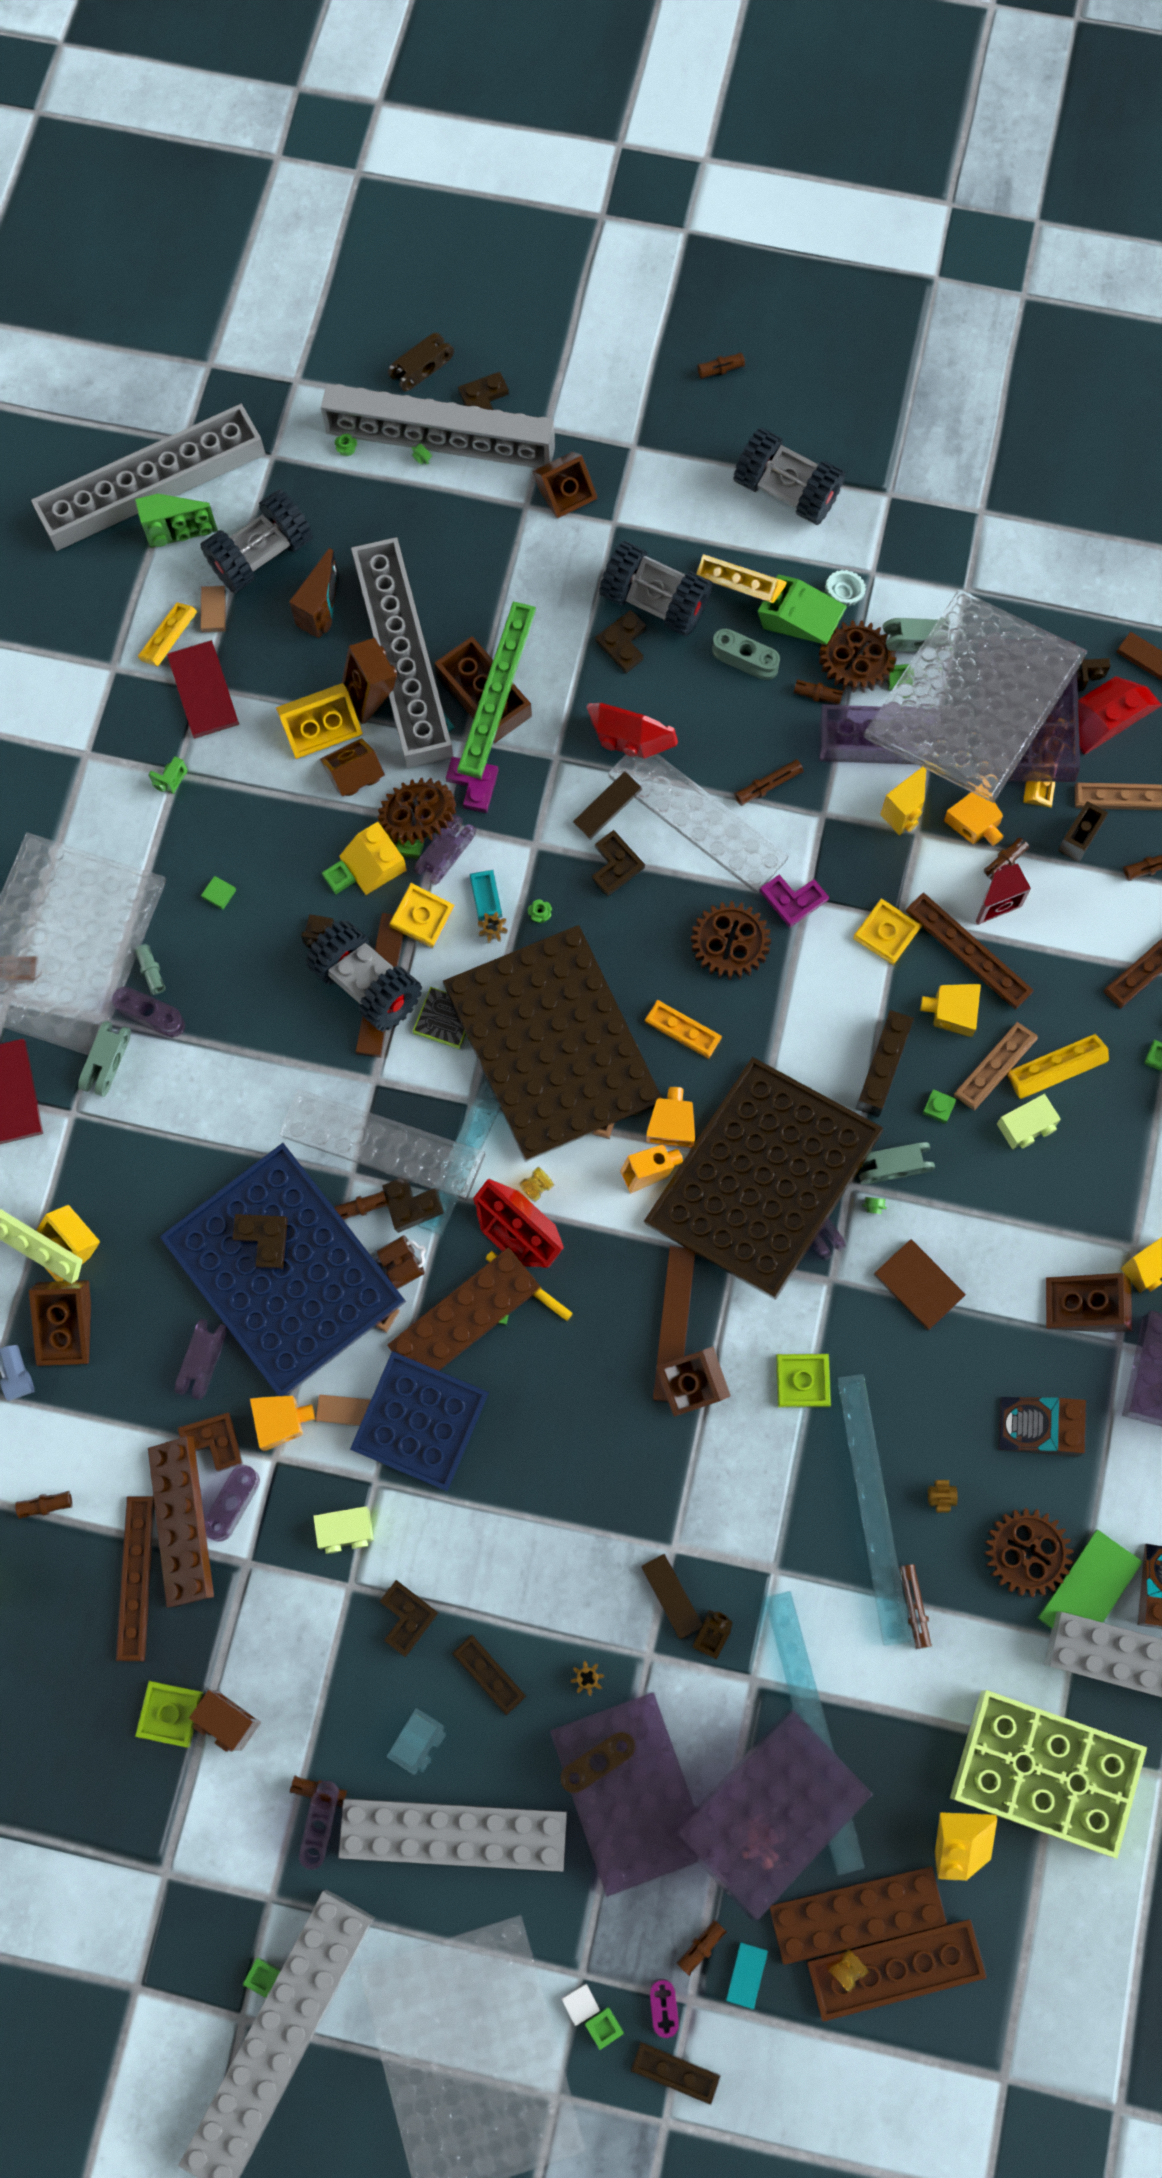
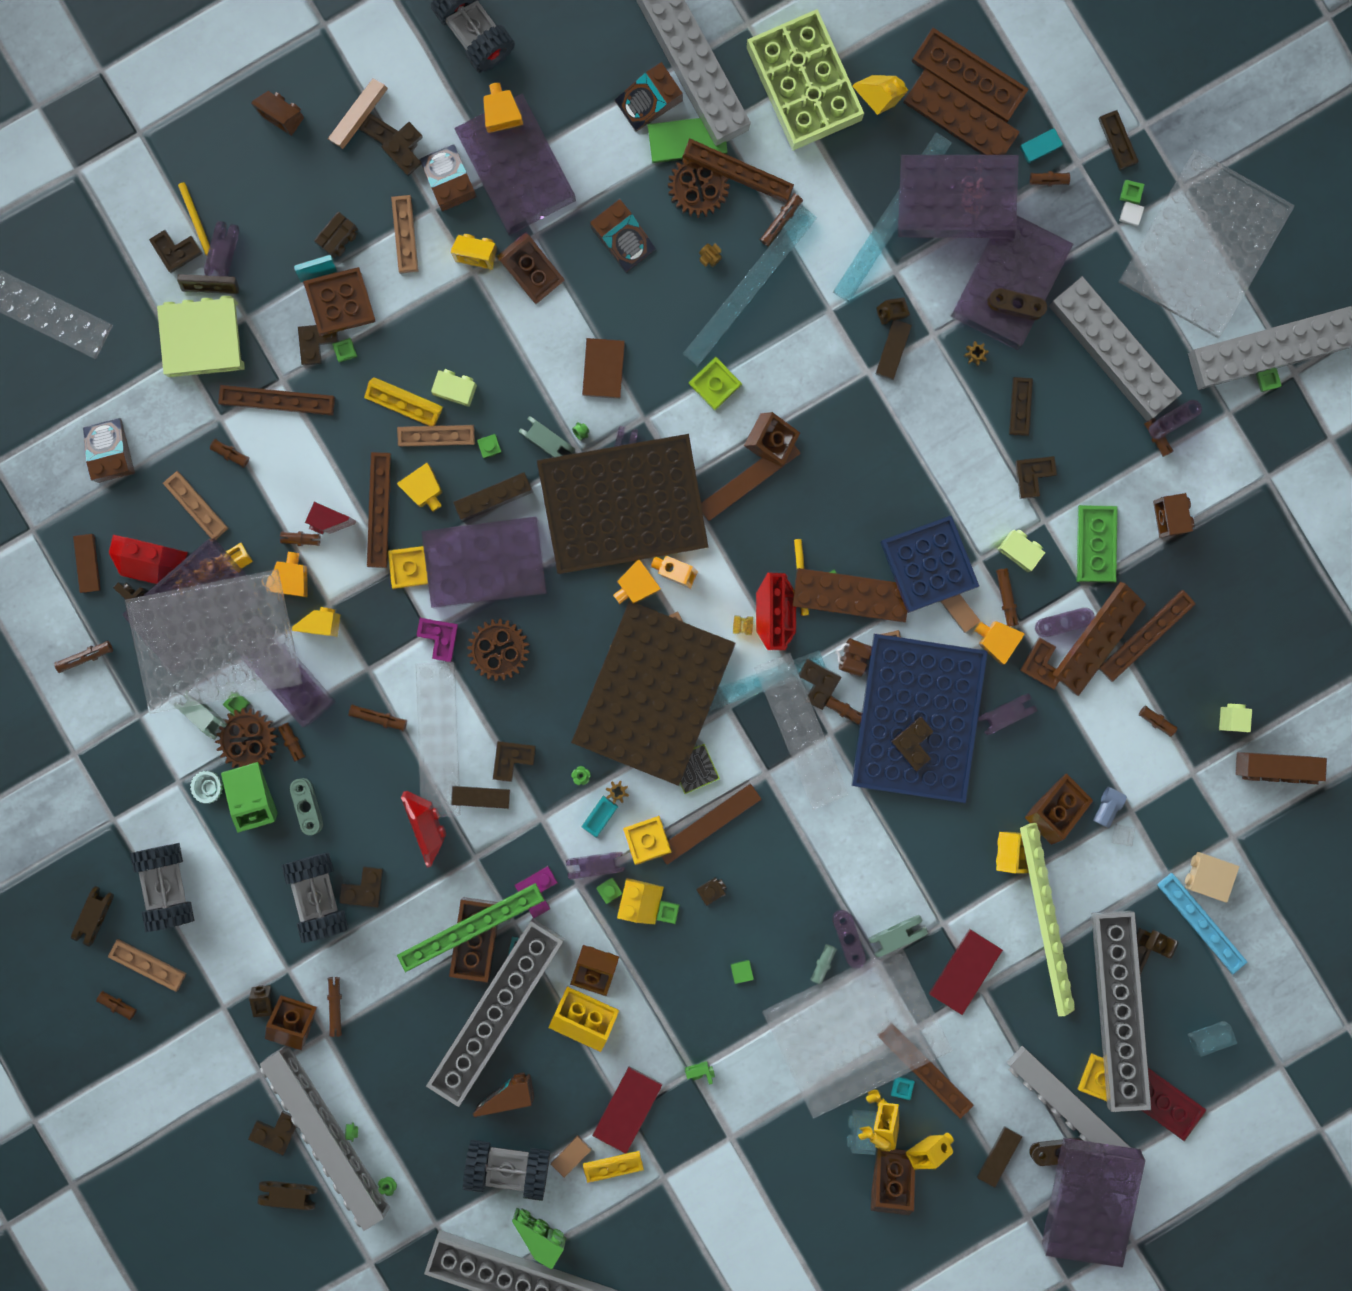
camera: 135 degrees left, 15 degrees up
(167, 1714) = (1194, 551): lime tile -> none
(275, 1617) = (1097, 544): none -> bright green tile
(311, 1469) = (1007, 597): none -> reddish brown pin
(348, 960) = (717, 833): black plate -> none
(368, 677) = (534, 1011): reddish brown slope -> none
(416, 1742) = (1088, 410): clear light blue brick -> none
(417, 811) = (577, 891): reddish brown gear -> none
(550, 536) = (334, 1006): none -> reddish brown pin
(609, 476) = (261, 1001): none -> dark brown bracket
(657, 2008) = (1092, 169): magenta beam -> none
(683, 1029) = (576, 629): light orange tile -> none
(732, 417) = (147, 965): none -> medium nougat tile
(740, 578) = (259, 854): yellow slope -> none
(818, 407) = (92, 916): none -> dark brown piece
(826, 1000) = (484, 562): none -> clear purple brick
(849, 1970) = (994, 95): clear yellow wheel -> none
(1008, 1607) = (738, 170): none -> reddish brown tile
(1058, 608) = (64, 664): none -> reddish brown pin
(1083, 831) = (244, 507): dark brown brick -> none

